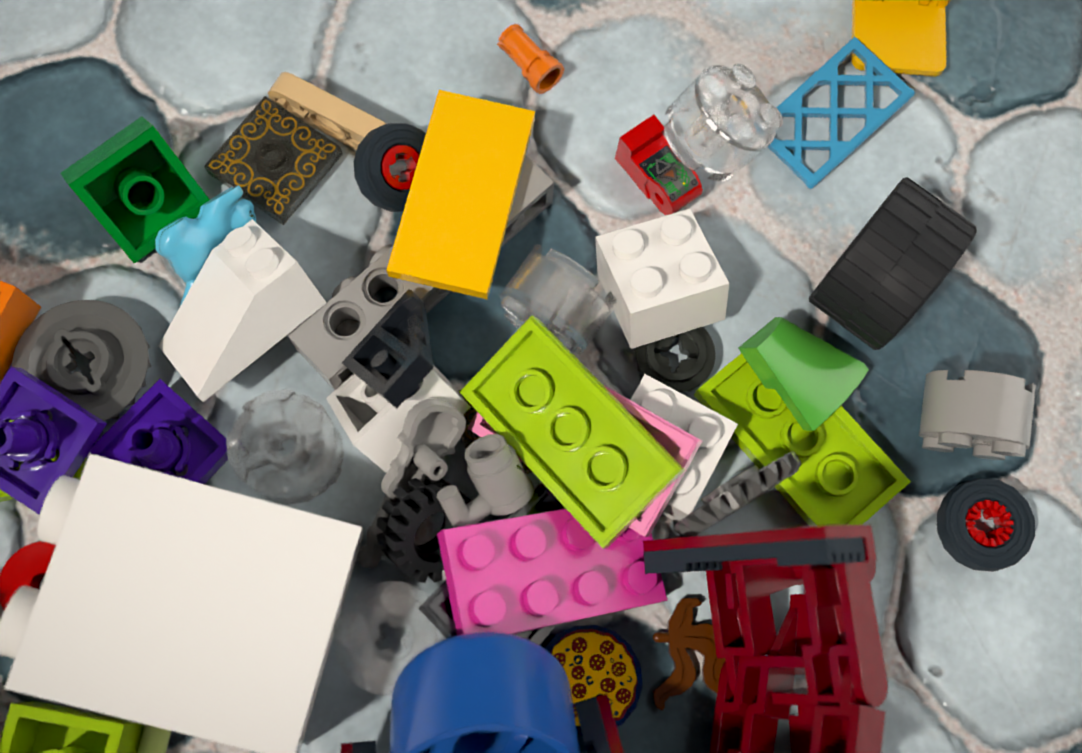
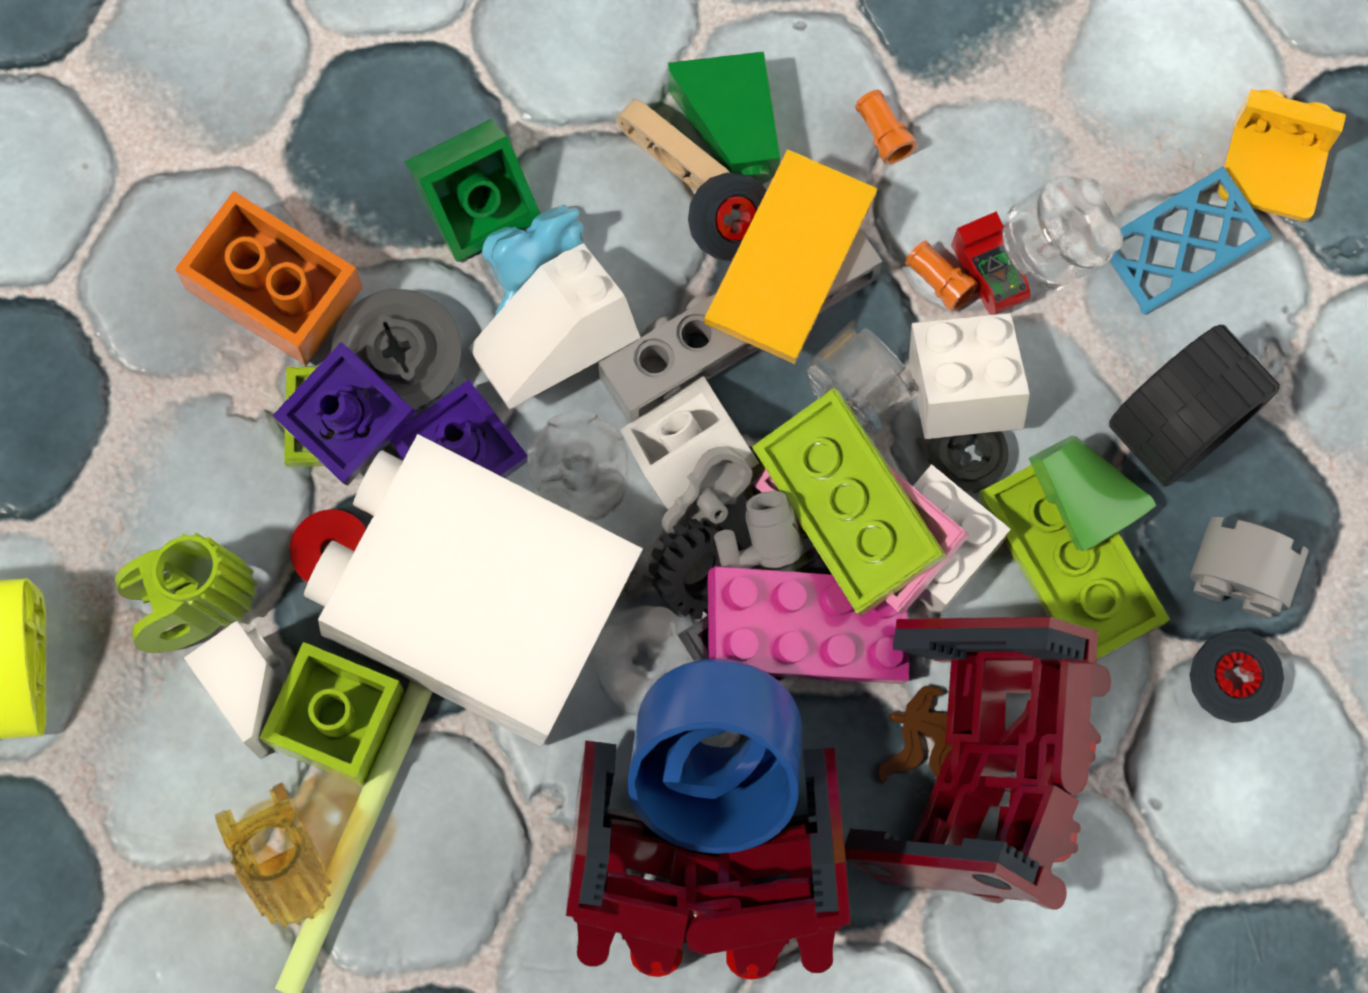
camera: 15 degrees right, 0 degrees up
(274, 160) = (610, 184): clear smoke plate -> none
(377, 65) = (730, 110): none -> green slope
(395, 352) = (698, 397): black wing -> none
(597, 665) = (831, 722): tile -> none
(621, 192) = (949, 283): none -> orange pin
(737, 493) = (997, 591): dark grey gear -> none

